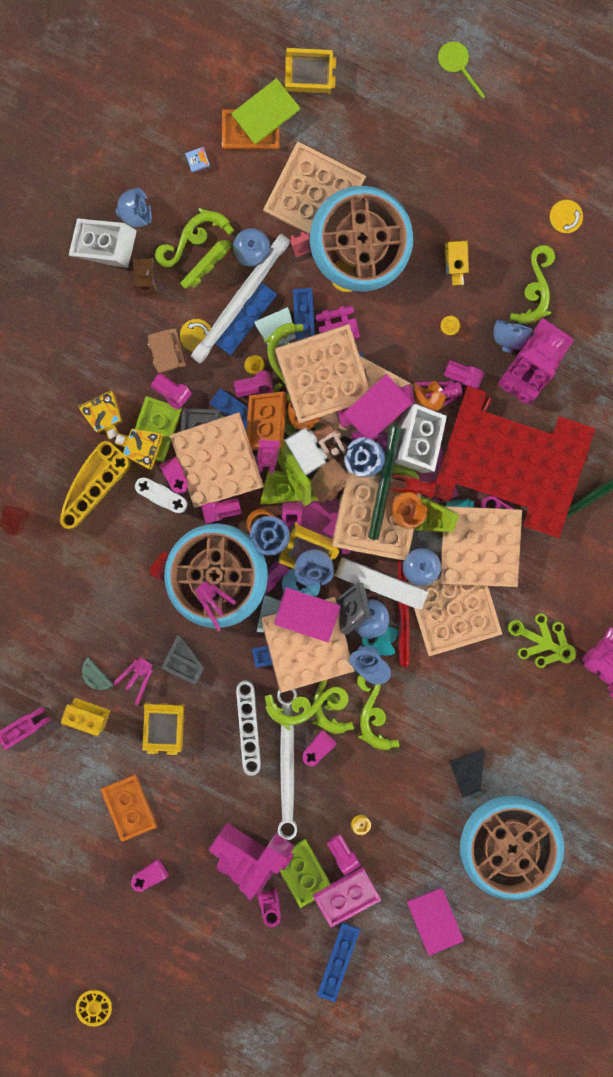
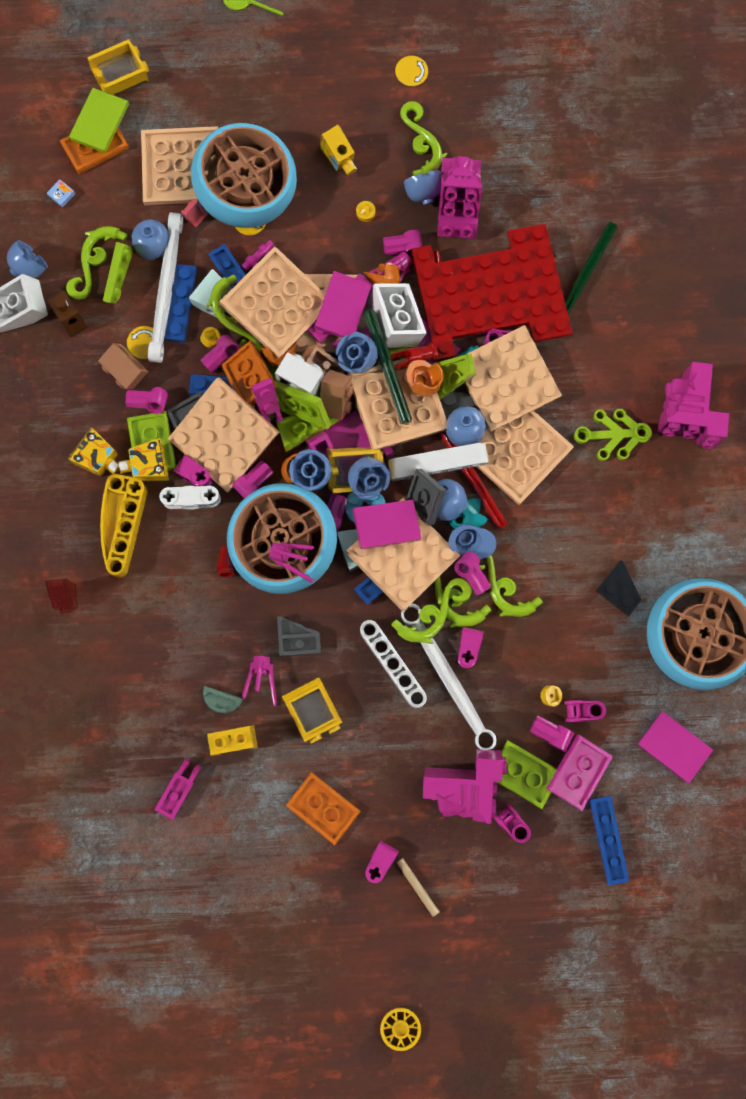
camera: 30 degrees left, 10 degrees down
(168, 910) = (417, 887): none -> tan bar
(354, 686) = (469, 569): none -> dark pink piece
(378, 851) = (582, 710): none -> dark pink piece

